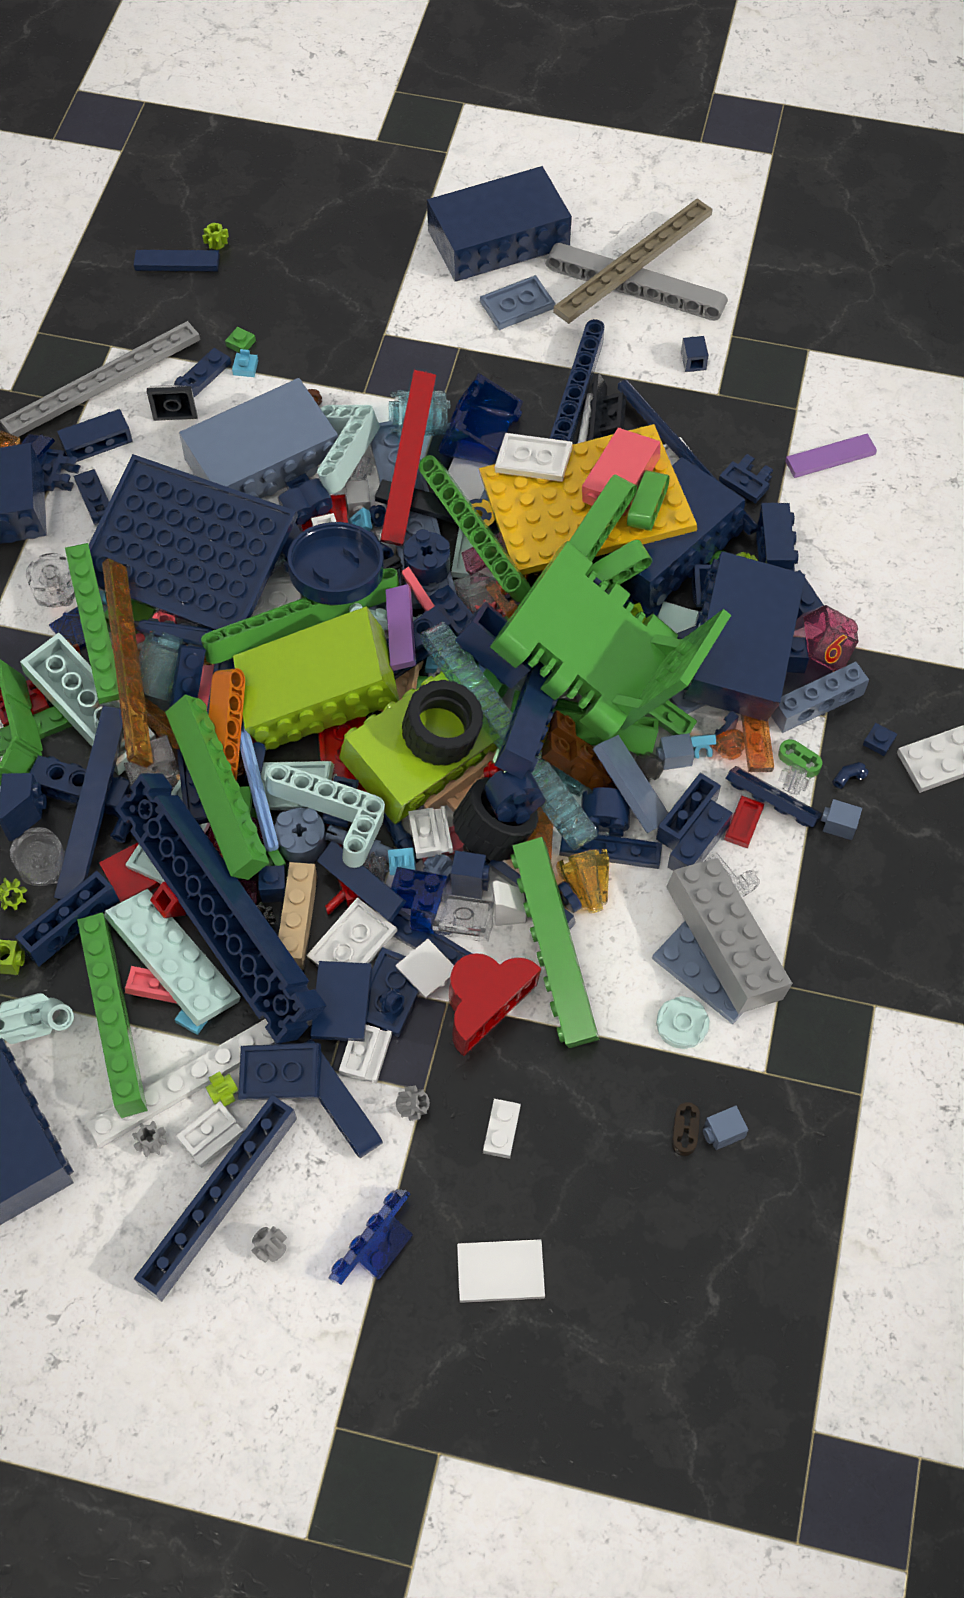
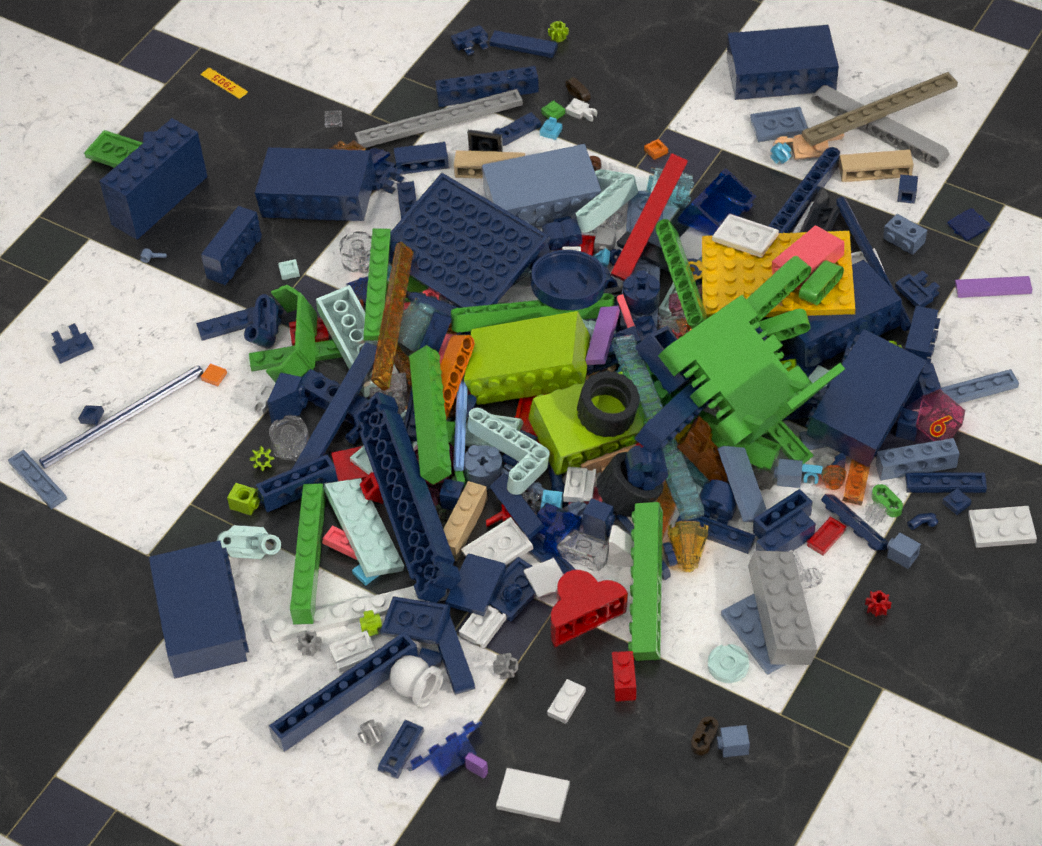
camera: 20 degrees right, 10 degrees down
(107, 264) = (469, 37): none -> dark blue plate
(146, 324) = (480, 86): none -> dark blue brick
(163, 429) = (469, 163): none -> tan brick
(263, 307) = (577, 90): none -> dark brown beam
(272, 331) = (580, 109): none -> white plate
(302, 1154) = (415, 679): none -> white tile
(310, 1118) = (431, 657): none -> dark blue tile
(313, 1254) = (401, 748): none -> dark blue plate
(381, 364) = (655, 149): none -> orange tile
(418, 1251) = (476, 765): none -> medium lavender tile
(532, 339) = (780, 153): none -> medium azure gear
(555, 327) = (802, 149): none -> light nougat bracket
(564, 1076) = (624, 676): none -> red brick
(648, 332) = (875, 165): none -> tan brick
(710, 411) = (904, 234): none -> sand blue brick
(776, 383) = (969, 224): none -> clear blue piece
(835, 896) = (878, 603): none -> red gear
(858, 717) = (945, 482): none -> dark blue tile
(862, 585) = (982, 386): none -> sand blue plate

